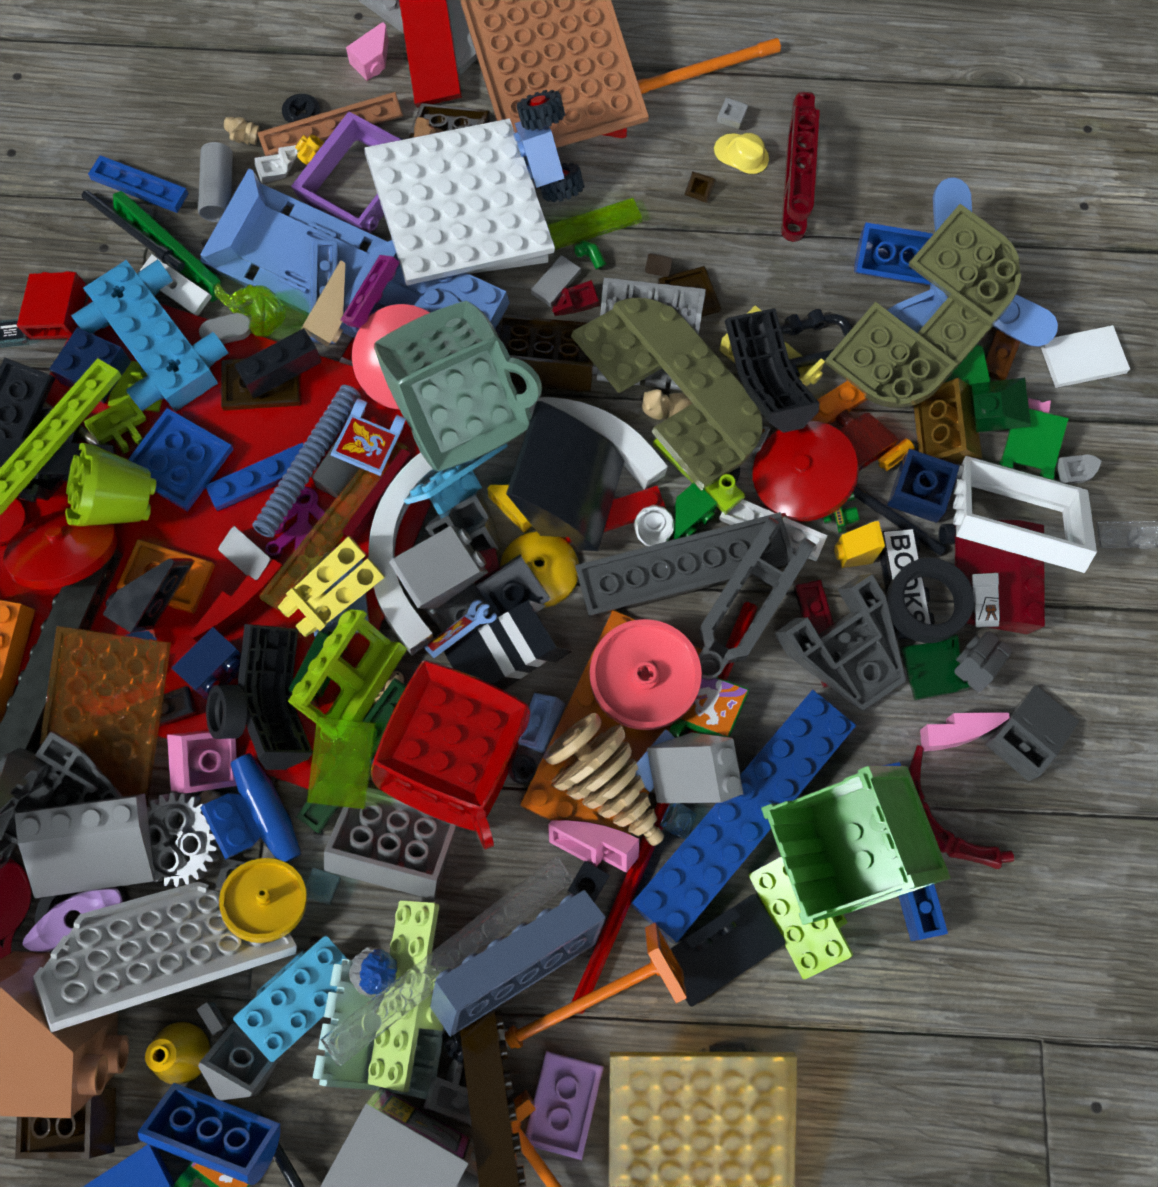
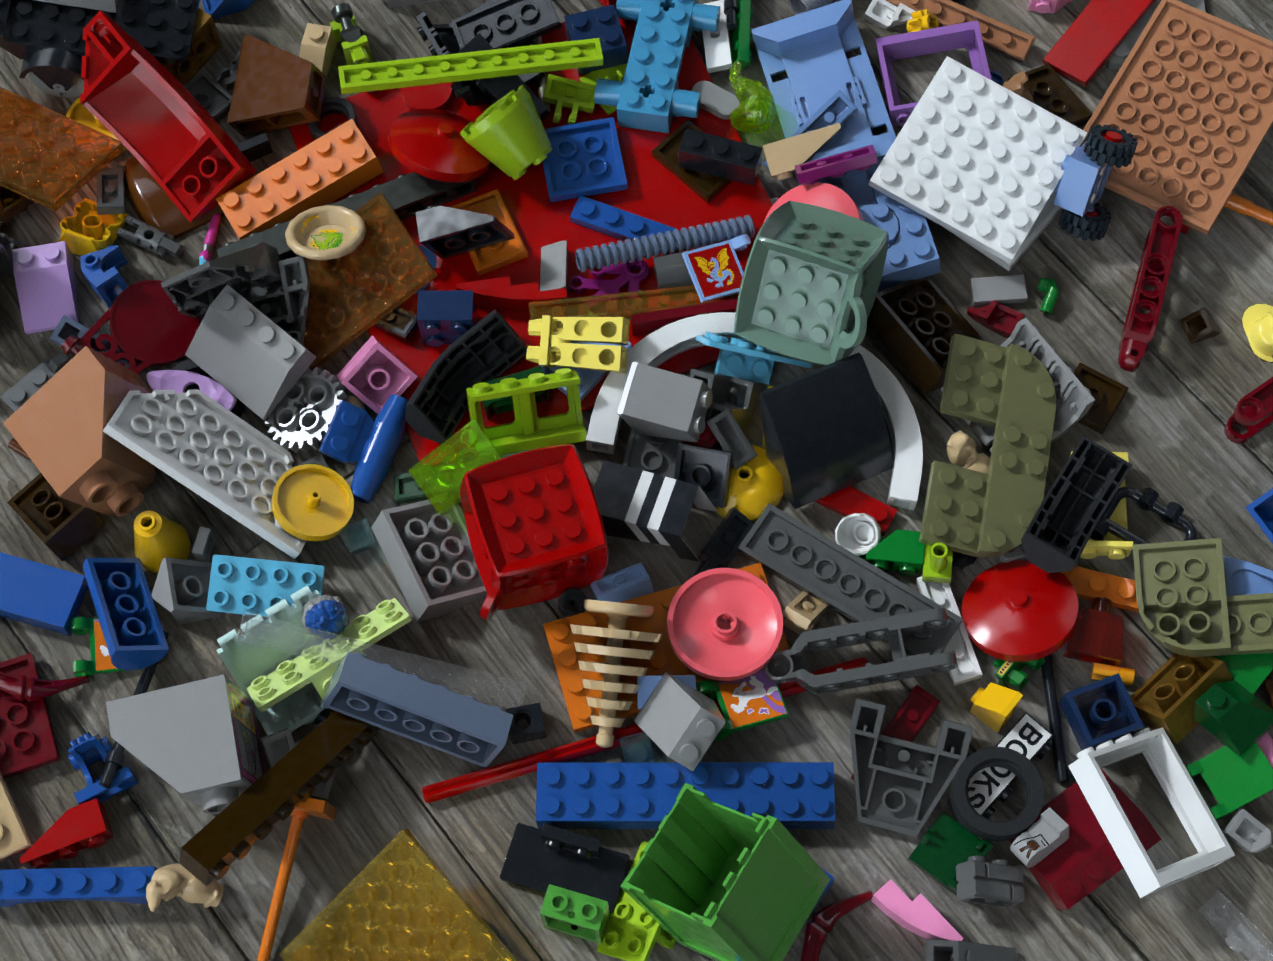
camera: 55 degrees right, 5 degrees down
(48, 697) = (325, 232): none -> tan piece
(226, 711) = (422, 356): black tyre -> none
(460, 628) = (653, 464): light blue flag -> none
(506, 546) = (731, 438): none -> dark grey tile
(564, 1105) = (345, 844): lavender tile -> none
(576, 623) = (725, 541): none -> black hinge
(594, 223) = (1077, 274): clear neon green tile -> none
(595, 843) = (561, 701): bright pink slope -> none
(631, 175) = (1154, 271): none -> dark red piece
(658, 265) = (1092, 352): dark brown slope -> none
(662, 963) = (509, 818): orange tile -> none
(679, 612) = (803, 613): none -> tan slope
(769, 975) = (565, 907): none -> bright green window

